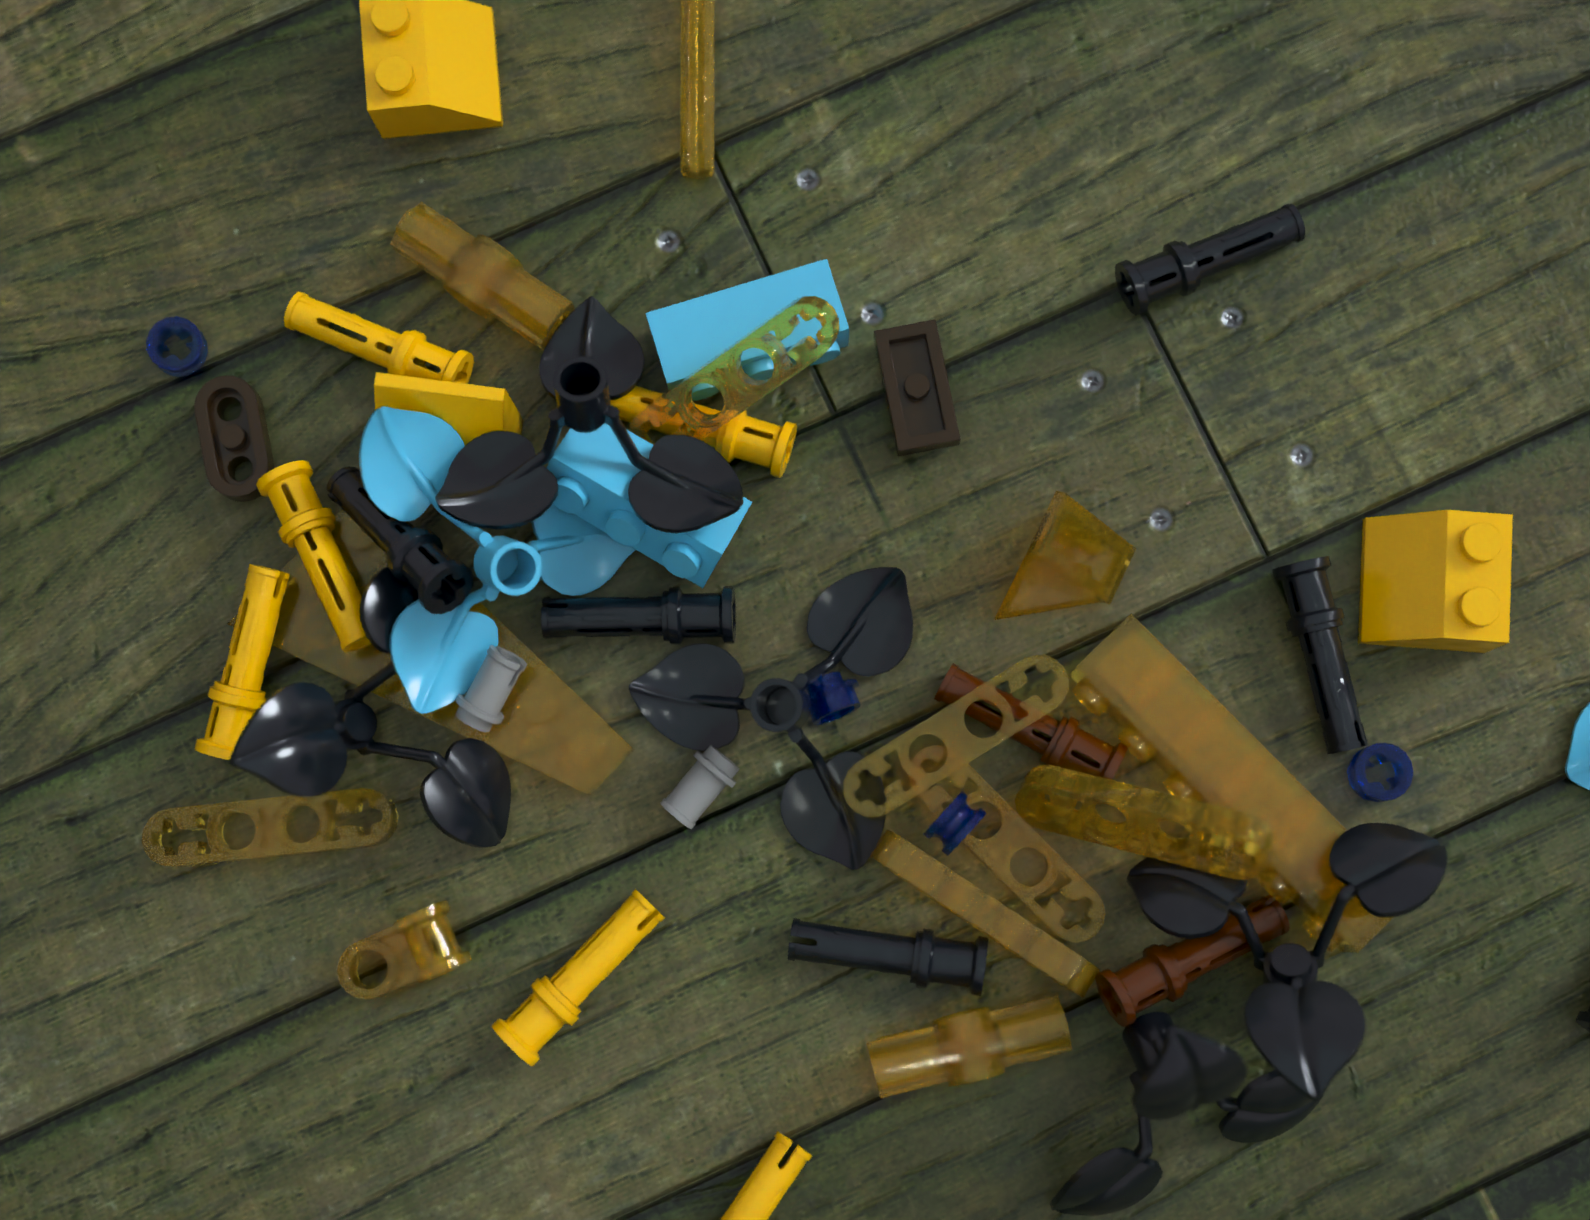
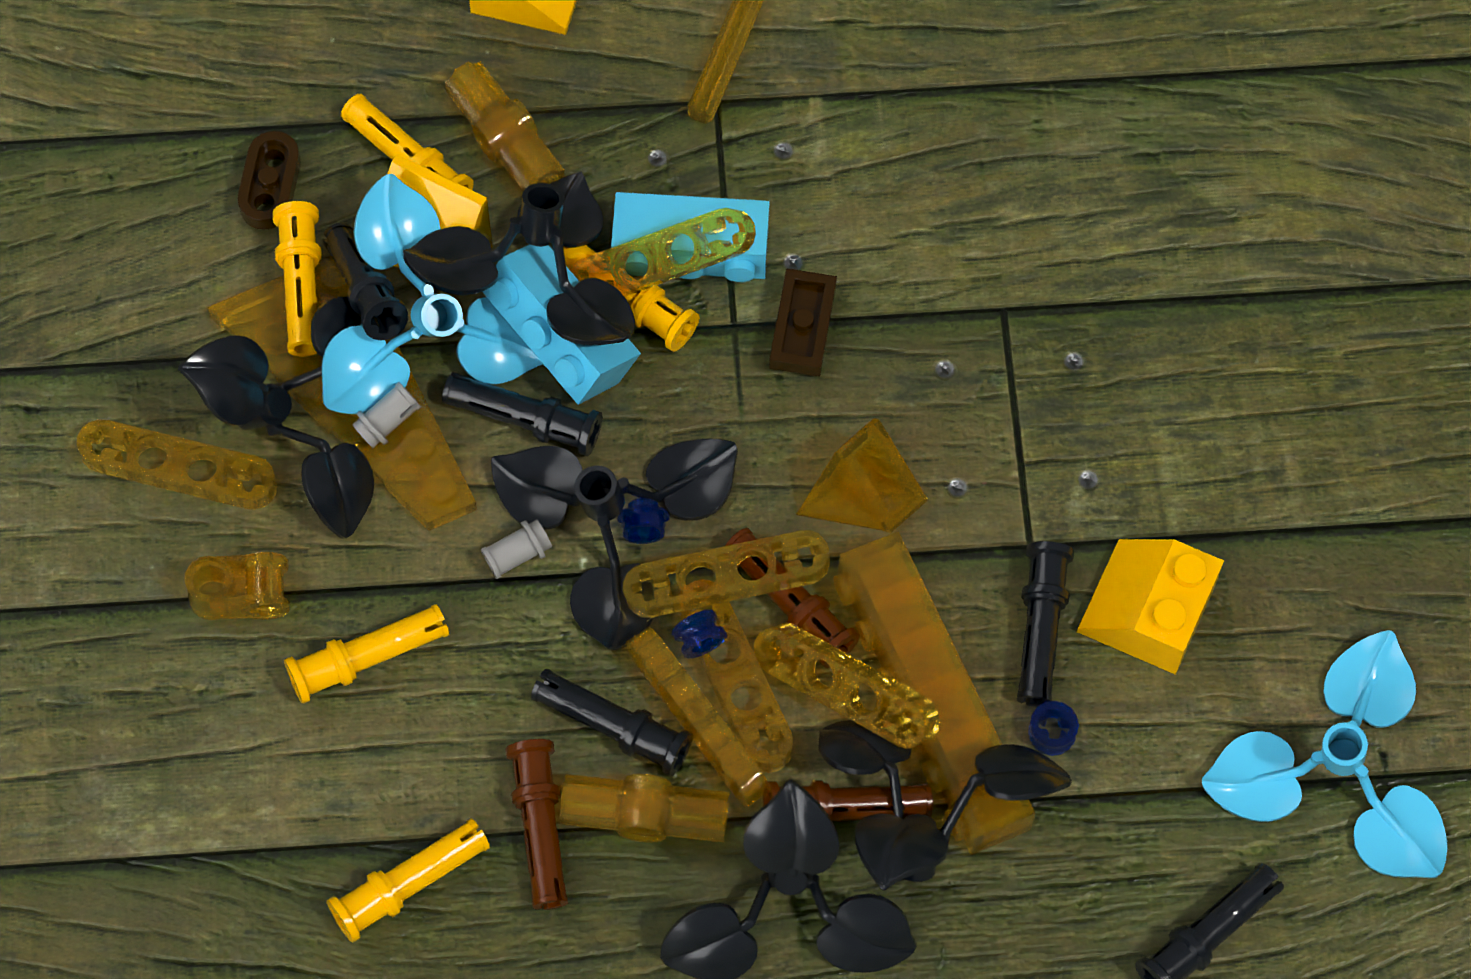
camera: 15 degrees right, 15 degrees down
(182, 329) = (262, 92): clear blue bush -> none
(240, 686) = (219, 323): yellow pin -> none
(843, 1081) = (536, 799): none -> reddish brown pin
(1183, 265) = (1133, 306): black pin -> none

